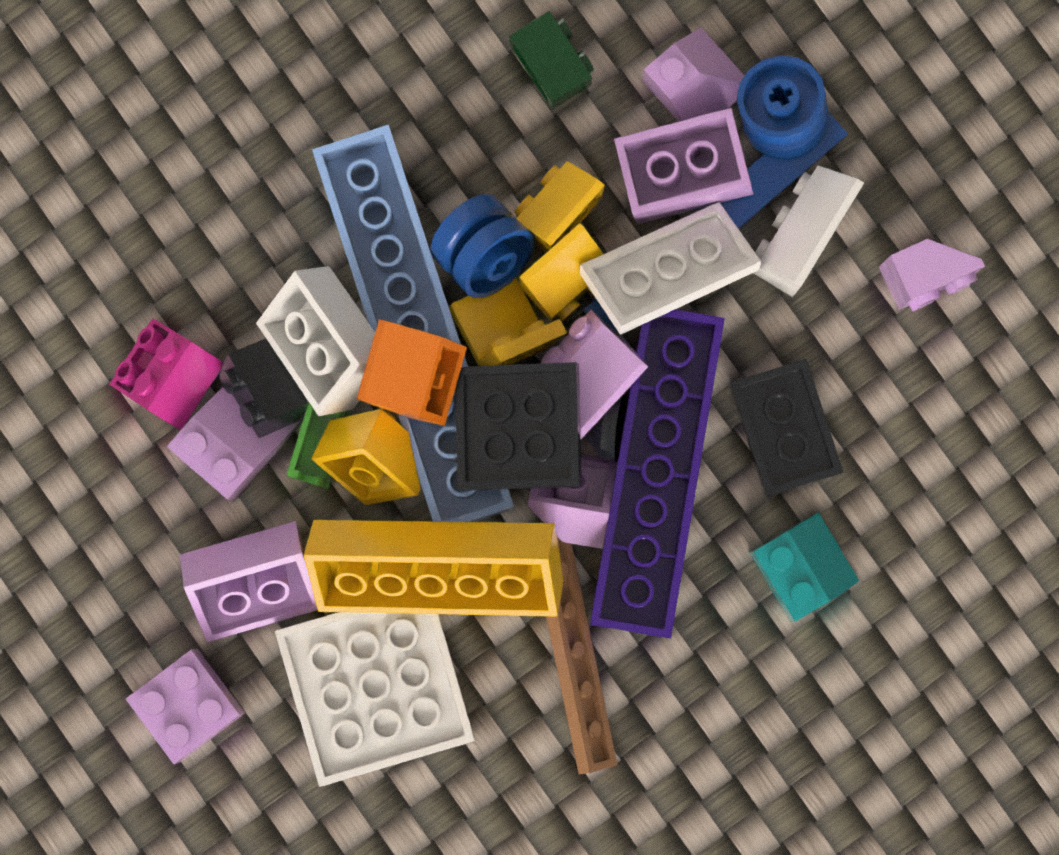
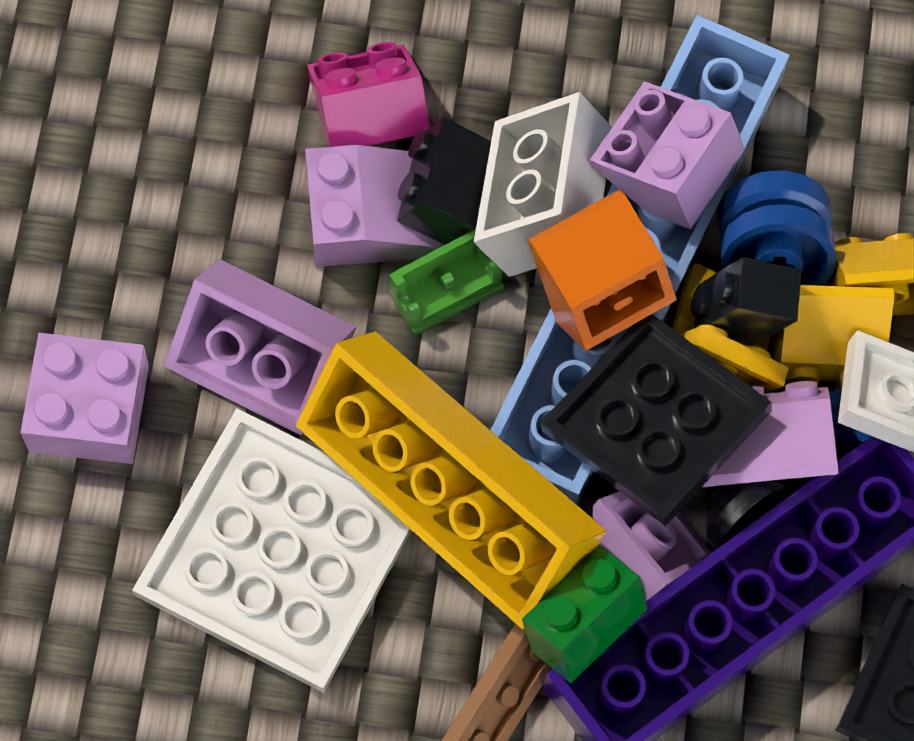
camera: 35 degrees right, 15 degrees down
(369, 457) = (483, 328): yellow slope -> none
(379, 260) = (669, 153): none -> lavender slope
(504, 307) = (748, 300): none -> black brick
(582, 575) = (585, 613): none -> green brick

